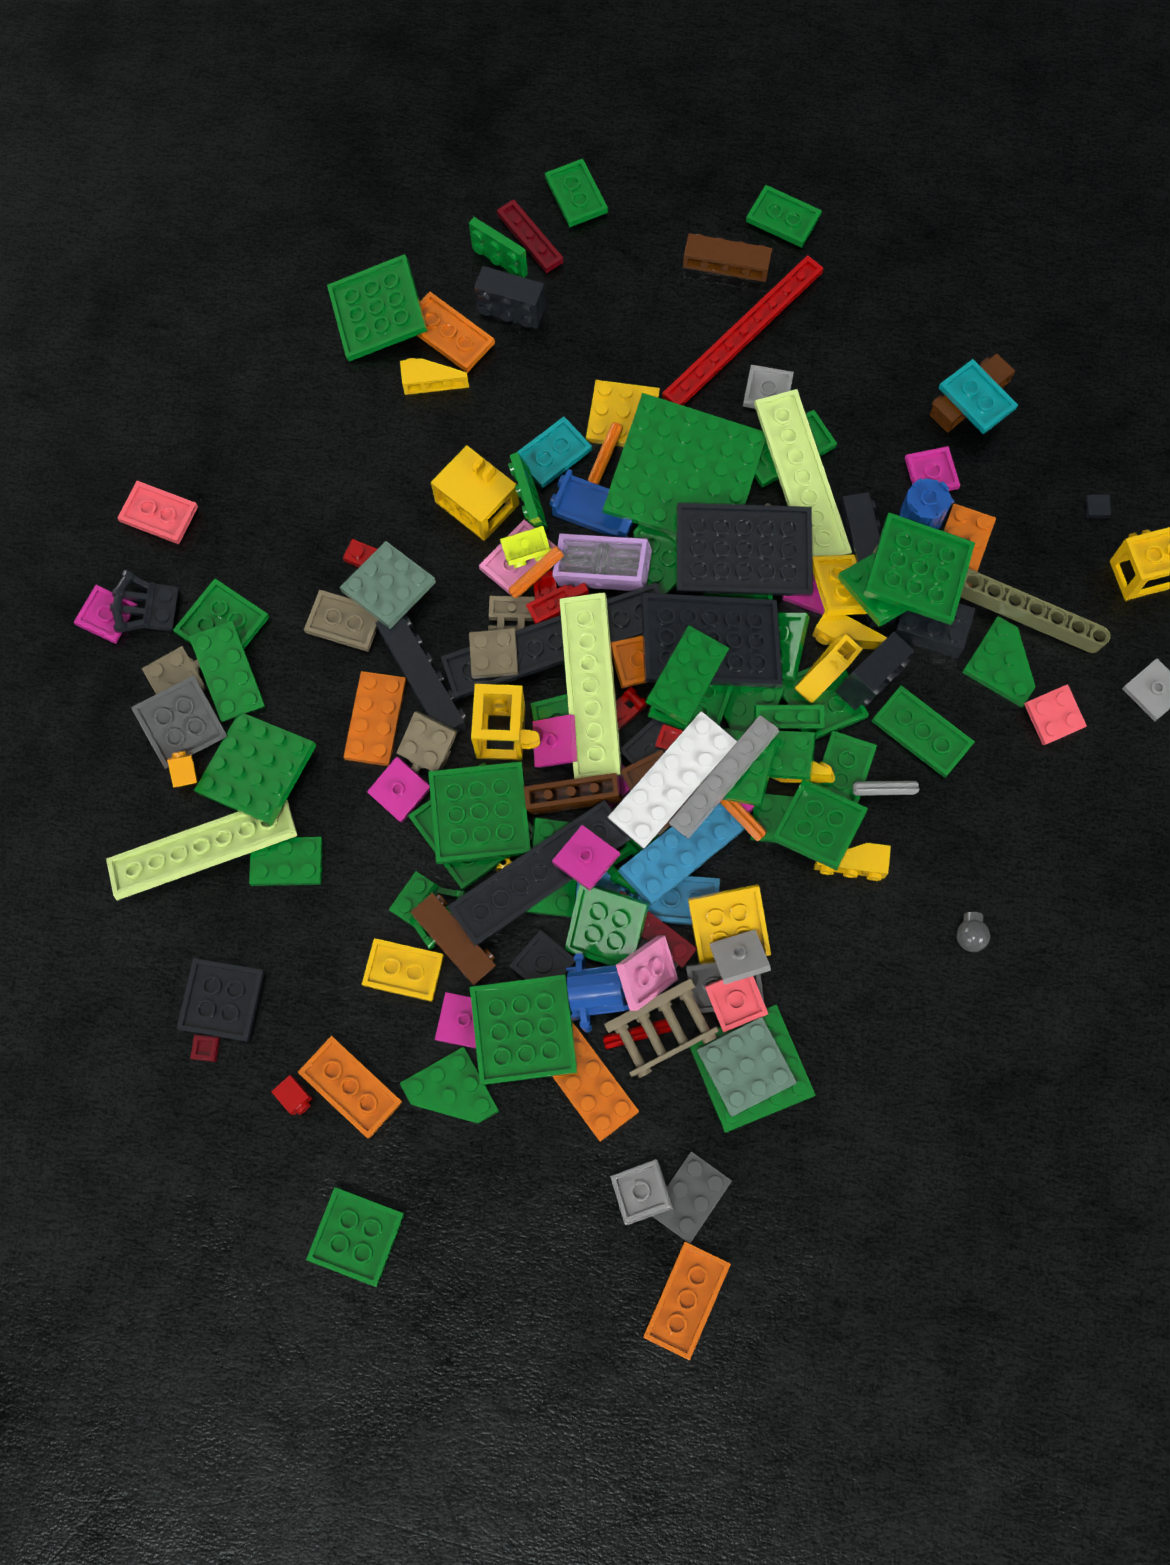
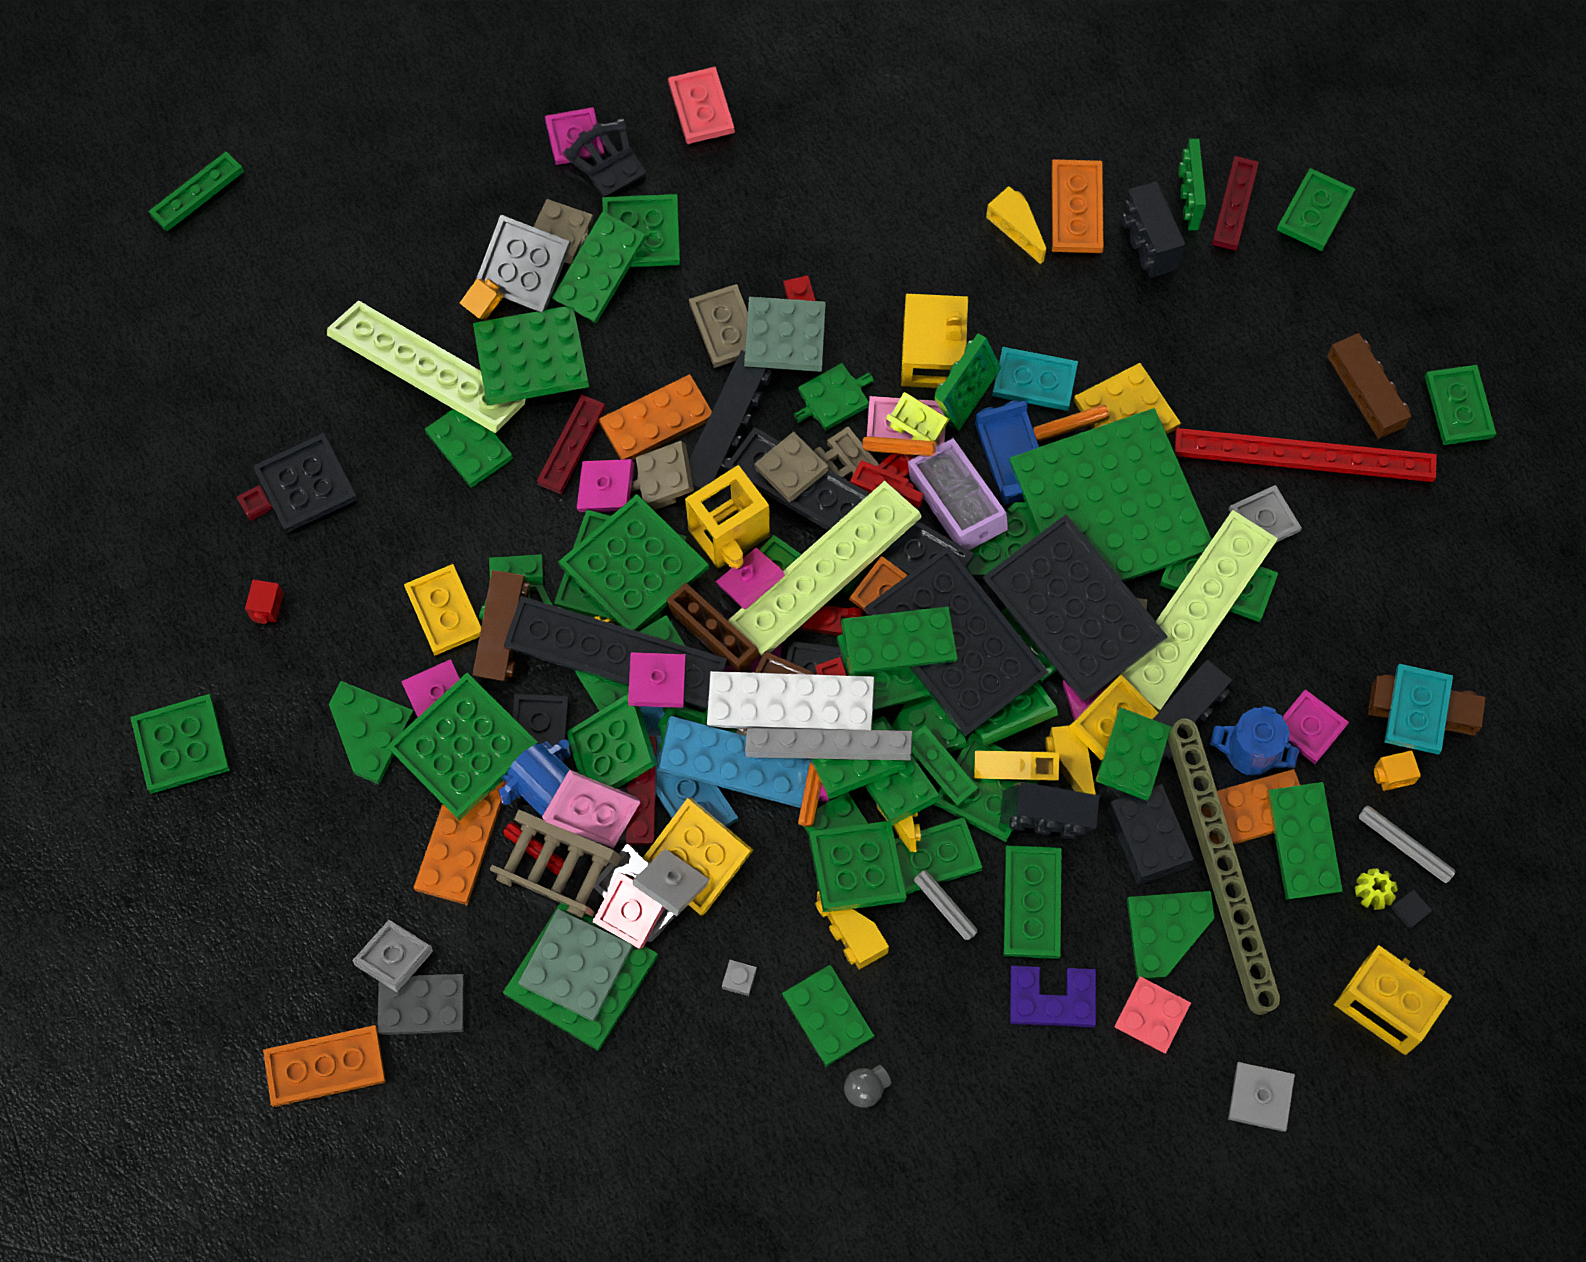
camera: 50 degrees right, 5 degrees down
(347, 790) = (571, 444): none -> dark red plate
(350, 1087) = (306, 643): orange plate -> none
(377, 307) = (1045, 130): green plate -> none
(457, 590) = (833, 397): none -> green plate
(833, 962) = (739, 977): none -> light grey plate
(903, 922) = (828, 1015): none -> green plate
(919, 568) = (1181, 773): green plate -> none
(1002, 443) = (1397, 771): none -> light orange brick
(1008, 533) = (1304, 840): none -> green plate
(1013, 762) = (1074, 1009): none -> dark purple plate
(1053, 476) = (1407, 844): none -> light grey axle
(1072, 515) = (1378, 897): none -> neon yellow piece

